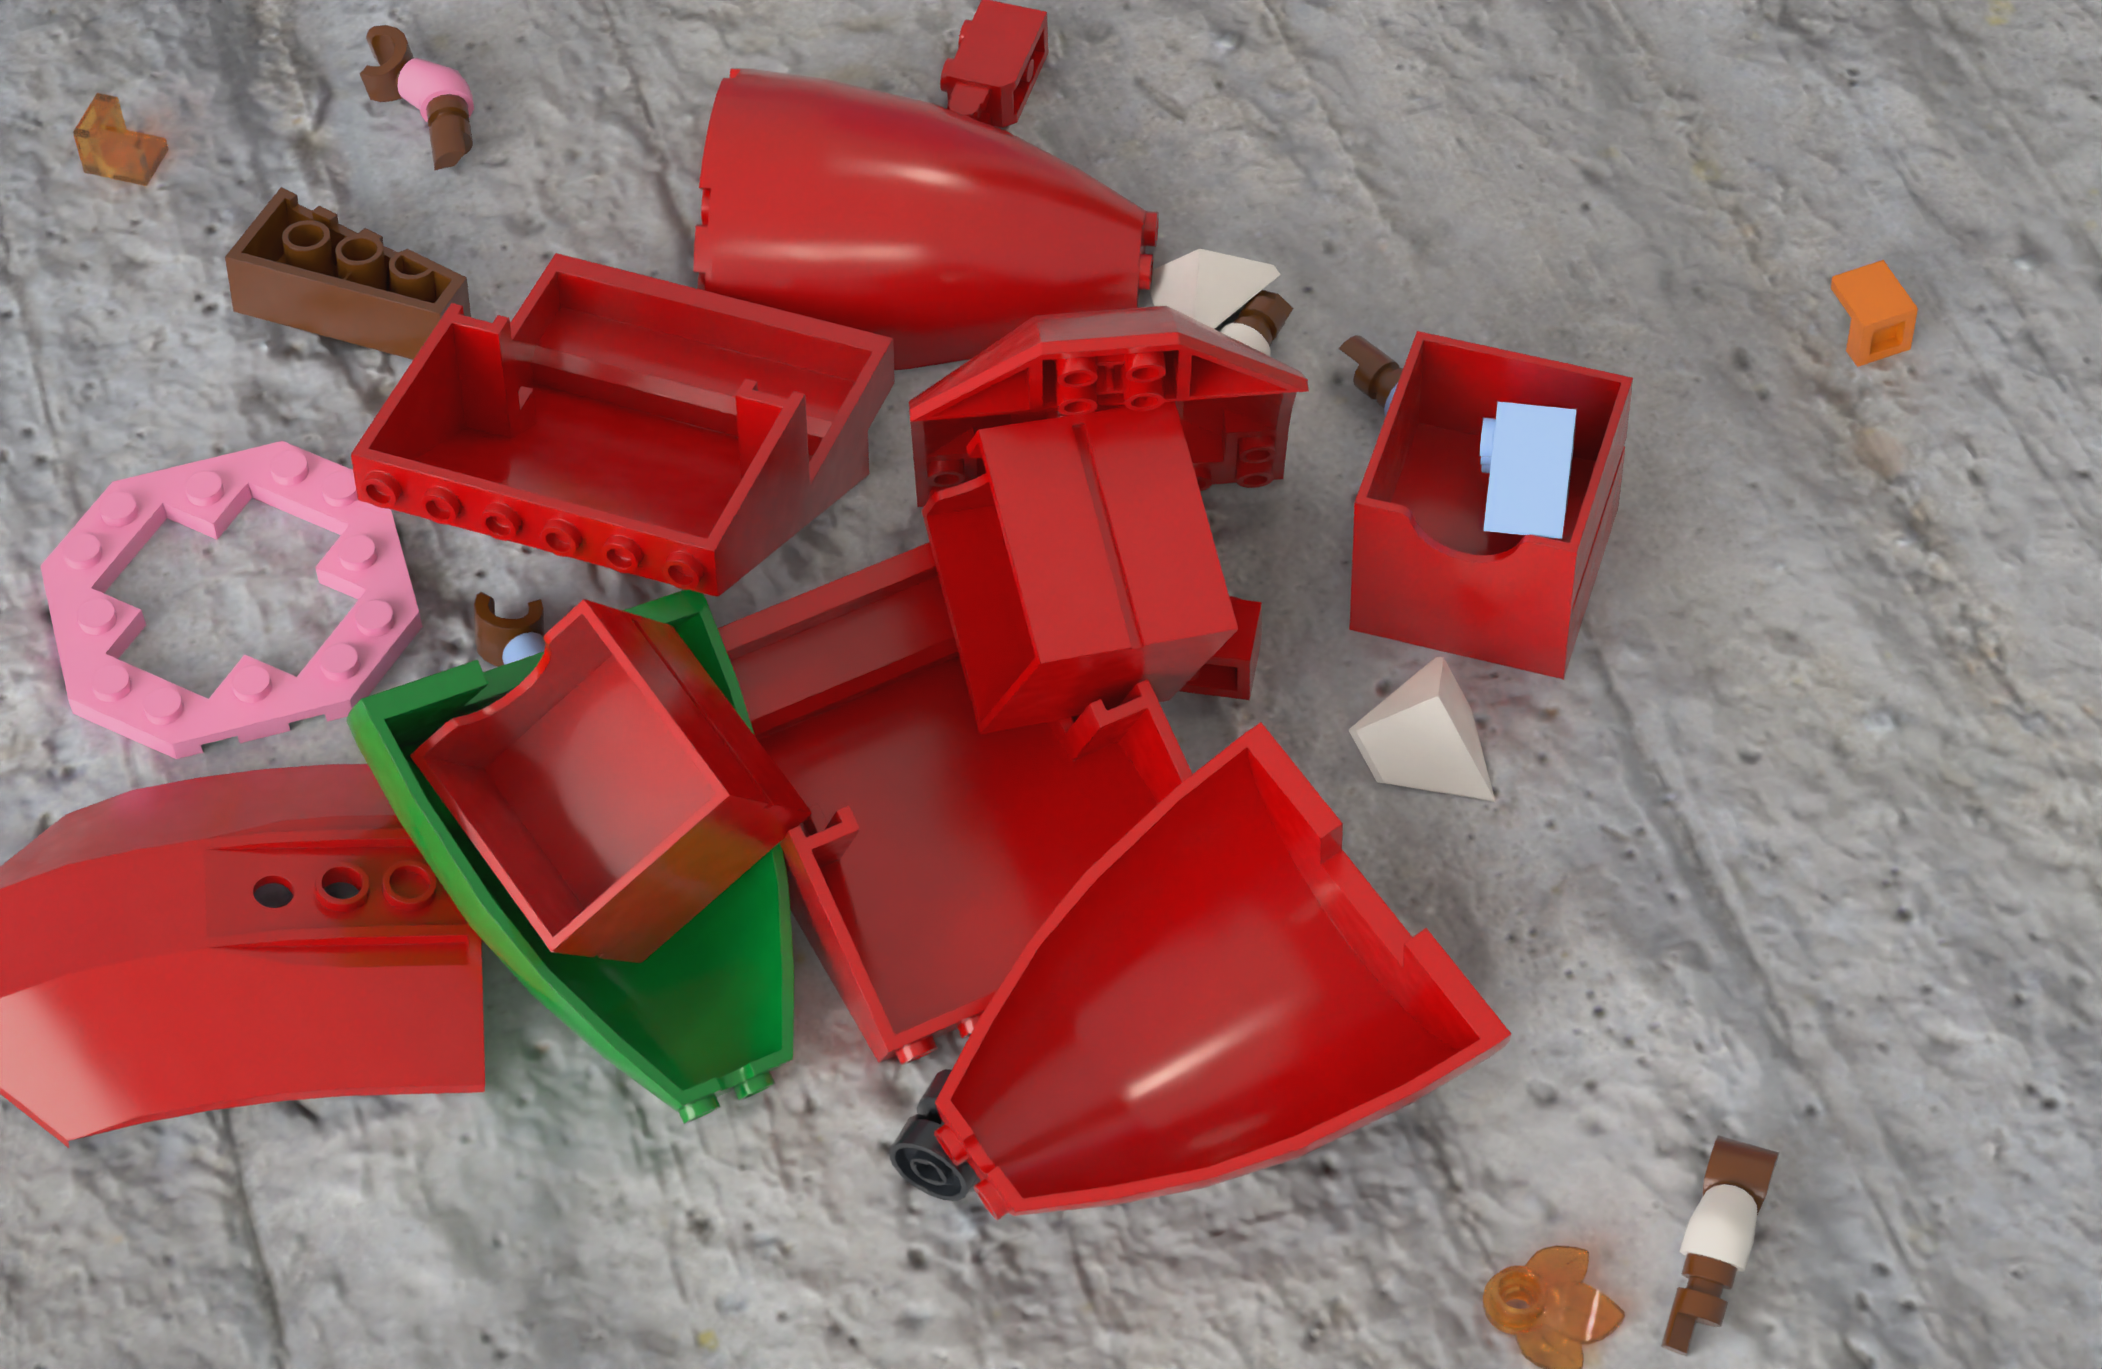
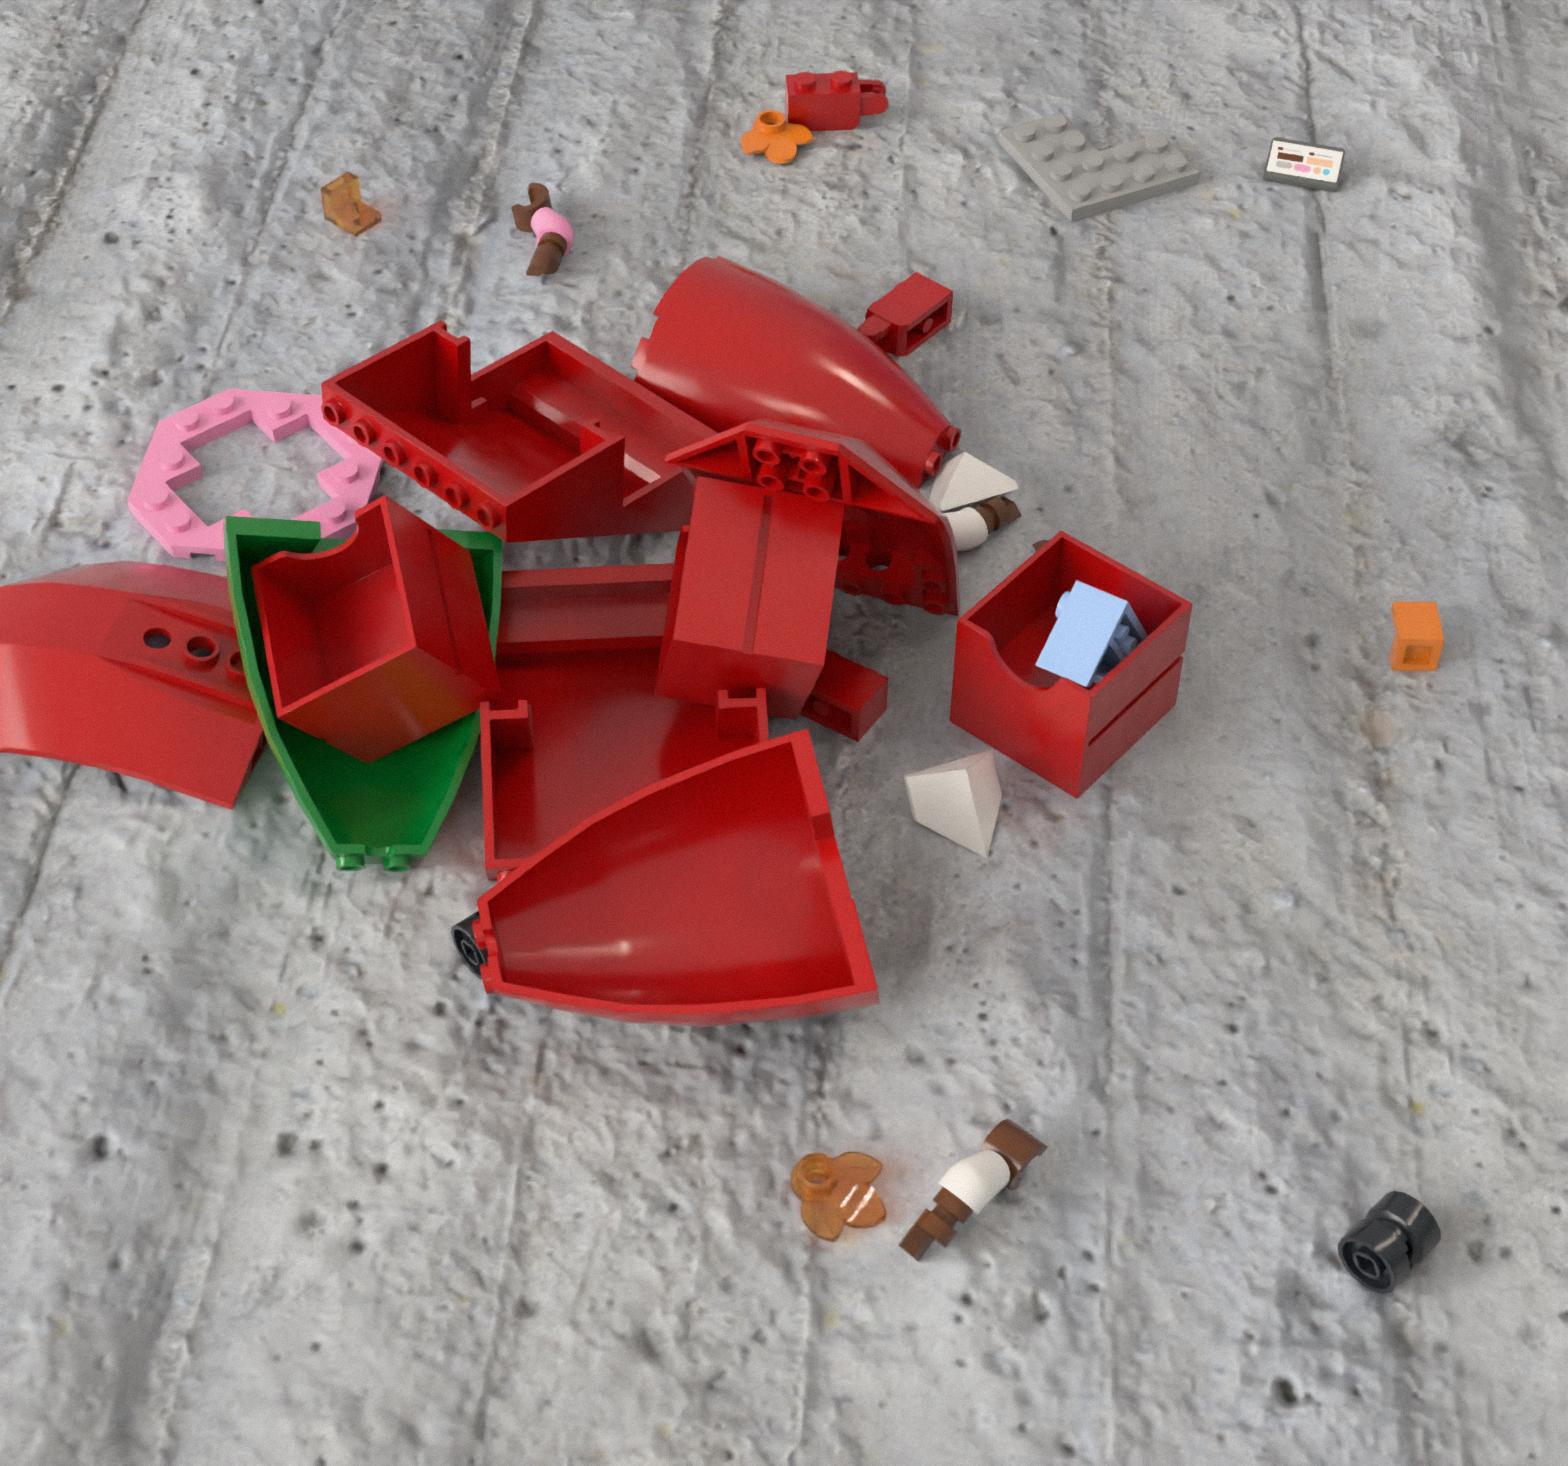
camera: 20 degrees right, 5 degrees down
(336, 282) = (413, 297): reddish brown wedge -> none

